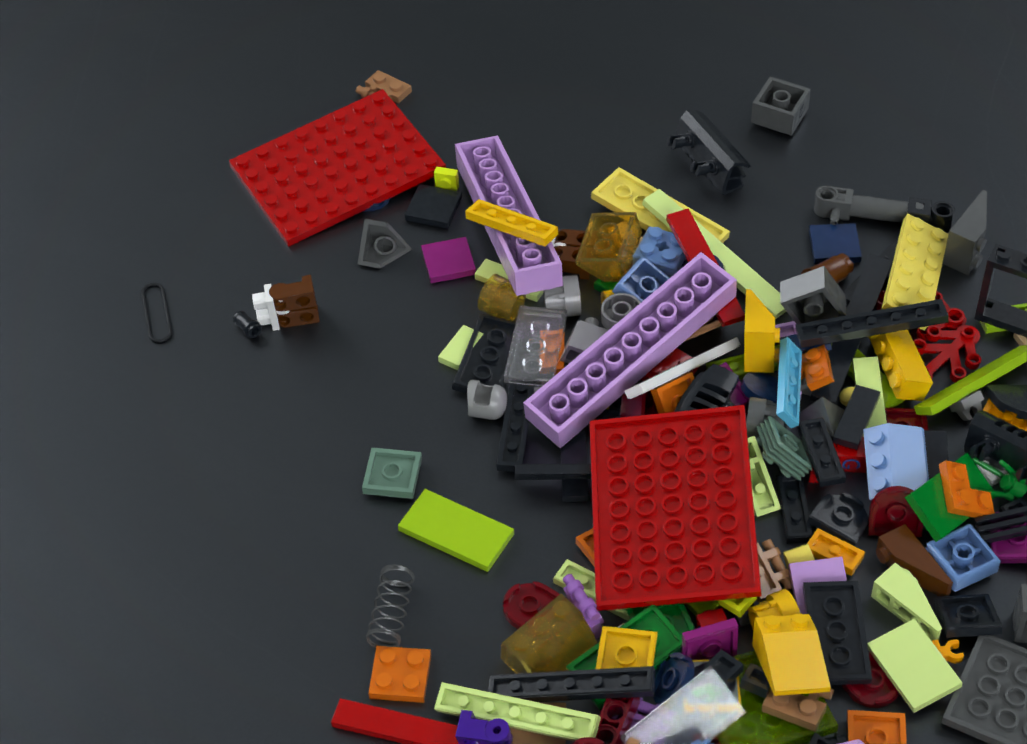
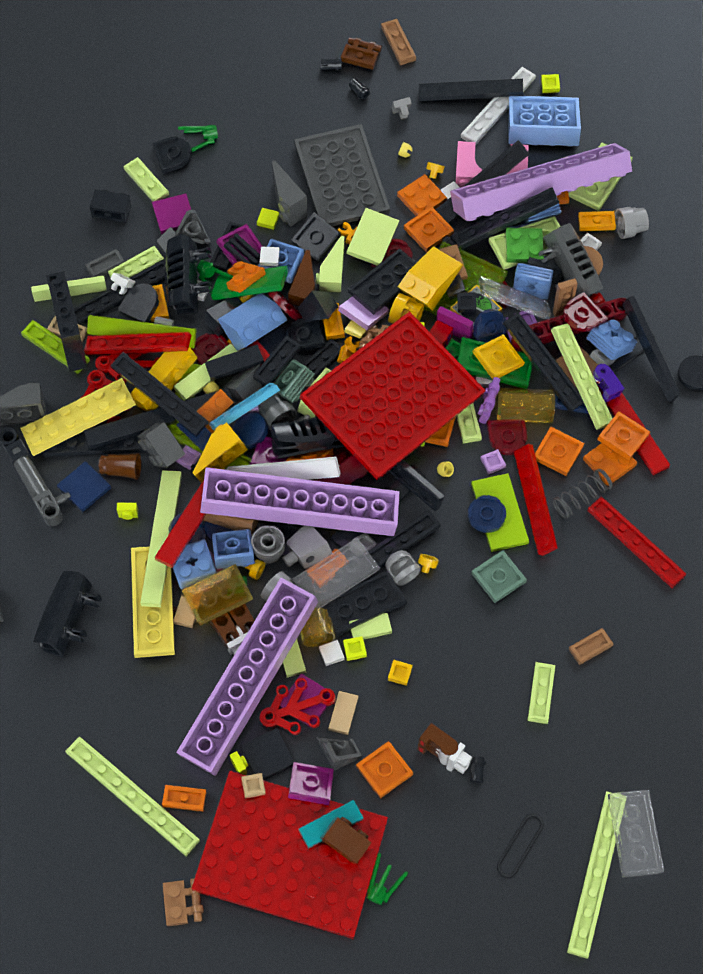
camera: 135 degrees left, 15 degrees up
(58, 385) = (635, 833): none -> clear tile
(69, 343) = (593, 885): none -> yellowish green tile
(240, 196) = (378, 892): none -> green plant
(243, 494) = (591, 646): none -> medium nougat tile
(252, 423) = (541, 693): none -> yellowish green tile
(290, 620) = (636, 542): none -> red tile
(296, 183) = (346, 840): none -> reddish brown brick
(323, 193) = (313, 831): none -> teal tile
(327, 264) = (384, 769): none -> orange plate
(372, 203) = (311, 783): none -> magenta tile
(393, 333) = (400, 672): none -> yellow plate
(406, 694) = (623, 435): none -> orange plate
(407, 276) = (343, 713): none -> tan tile
(413, 164) = (253, 785): none -> tan tile
(439, 567) = (535, 500): none -> red plate
(453, 318) = (354, 648): none -> neon yellow plate
(459, 228) = (294, 707): none -> red plant
(461, 631) = (558, 451): none -> orange plate
(462, 132) = (184, 798): none -> orange plate
(463, 510) = (486, 514): none -> dark blue tile
(468, 304) = (331, 653): none -> white tile
(471, 428) = (427, 562): none -> yellow tile
(502, 111) = (133, 796): none -> yellowish green tile
(512, 222) = (273, 637): yellow plate -> none
(516, 569) = (493, 461): none -> lavender tile
(548, 521) = (445, 469): none -> light yellow hinge
(773, 252) = (127, 510): none -> neon yellow plate
(773, 528) = (347, 349): none -> light orange plate
(856, 540) = (317, 306): none -> black slope
(959, 359) = (137, 343): none -> red tile
(972, 536) = (269, 256): none -> white tile

